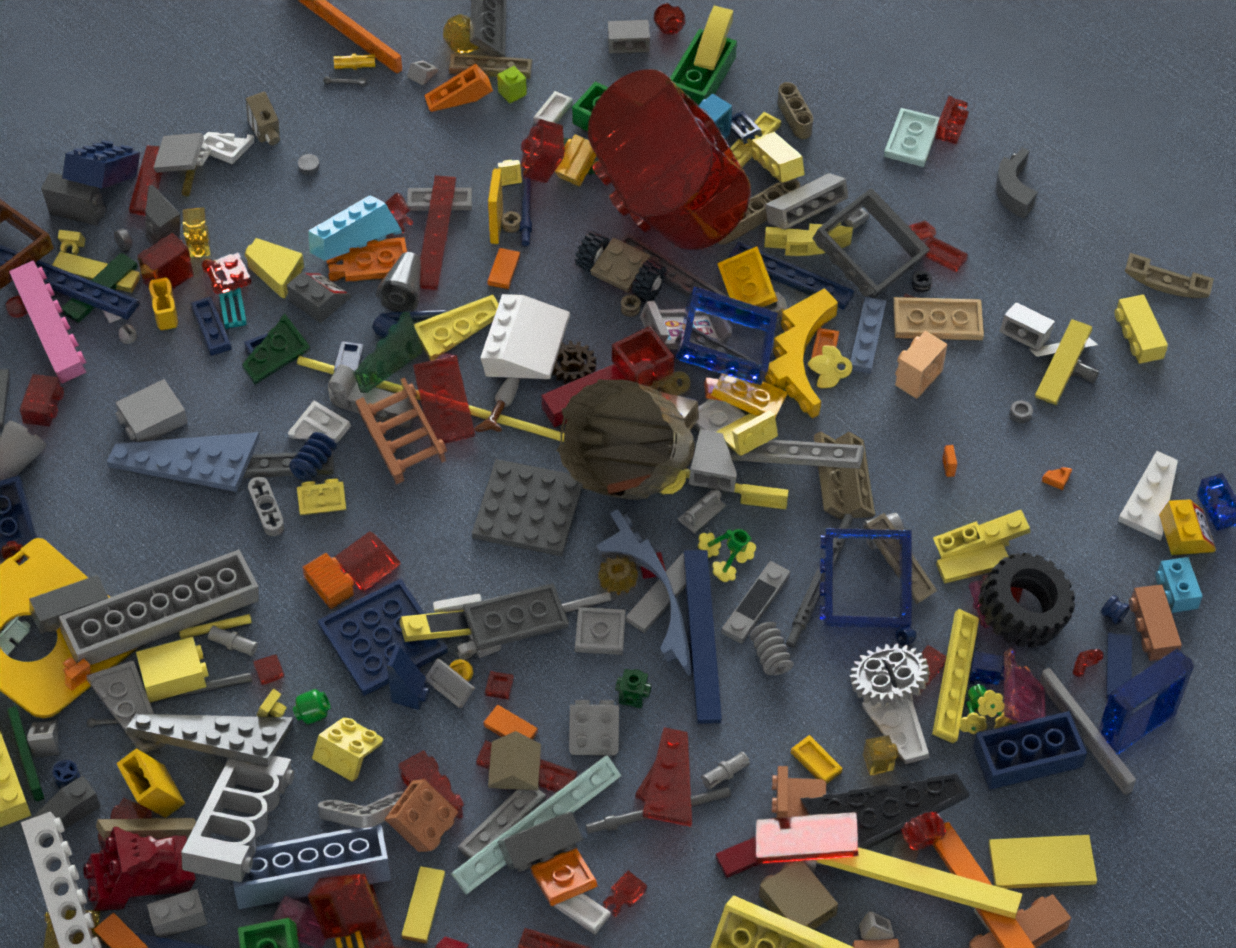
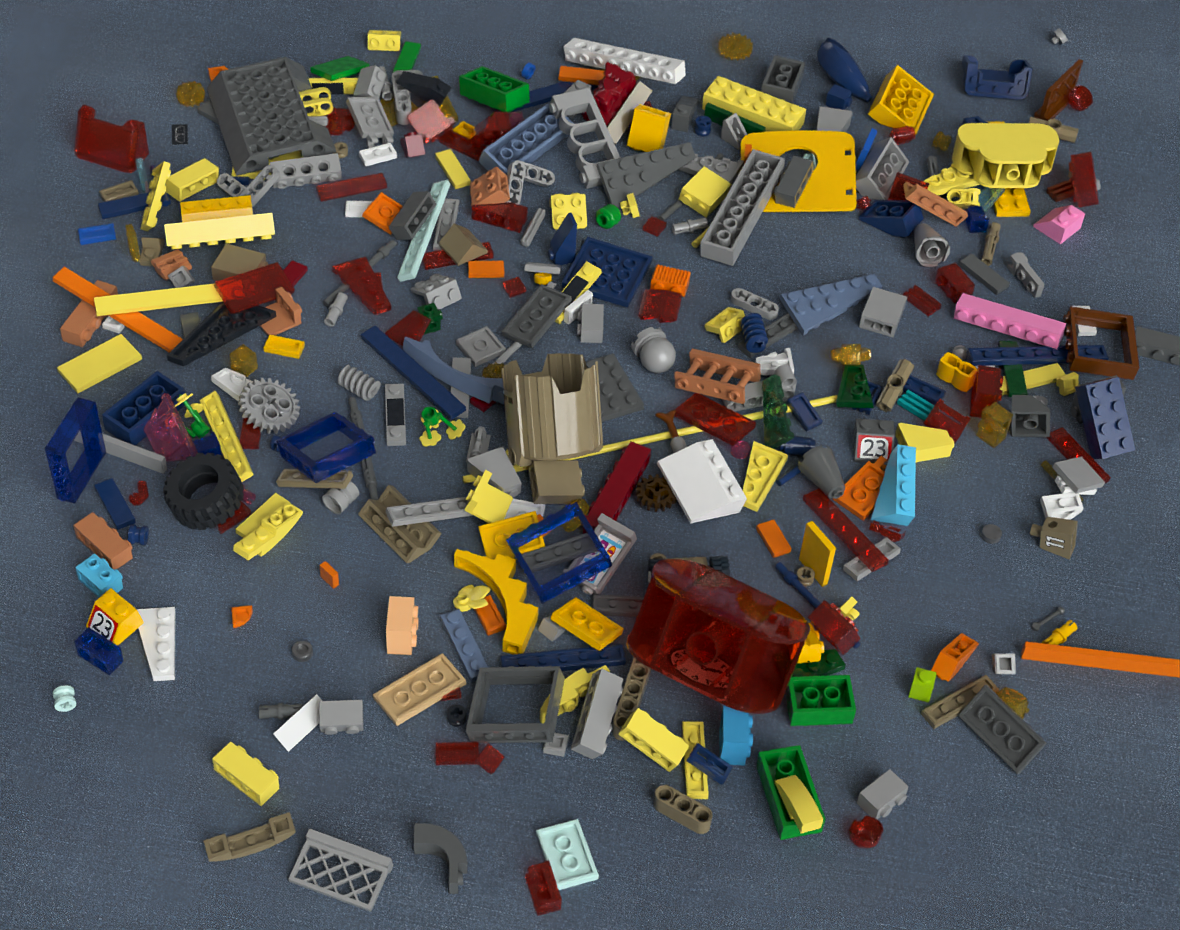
camera: 140 degrees right, 5 degrees down
(84, 406) = (922, 299): none -> clear red tile
(237, 326) = (891, 393): none -> dark tan piece
(246, 389) = (851, 354): none -> clear yellow gear
(392, 760) = (533, 227): none -> light grey axle
(433, 498) = (654, 350): none -> light grey tile
(462, 577) = (591, 323): none -> light grey brick
(554, 108) = (872, 692): white tile -> none
(626, 890) = (345, 228): clear red plate -> none
(643, 357) = (601, 493): clear red piece -> none
(670, 681) = (411, 326): none -> clear red wing
(764, 496) = (443, 476): light yellow tile -> none
(924, 830) = (182, 322): clear red gear -> none
(1063, 362) = (290, 698): light yellow tile -> none
(1094, 226) = (348, 852): none -> light grey fence

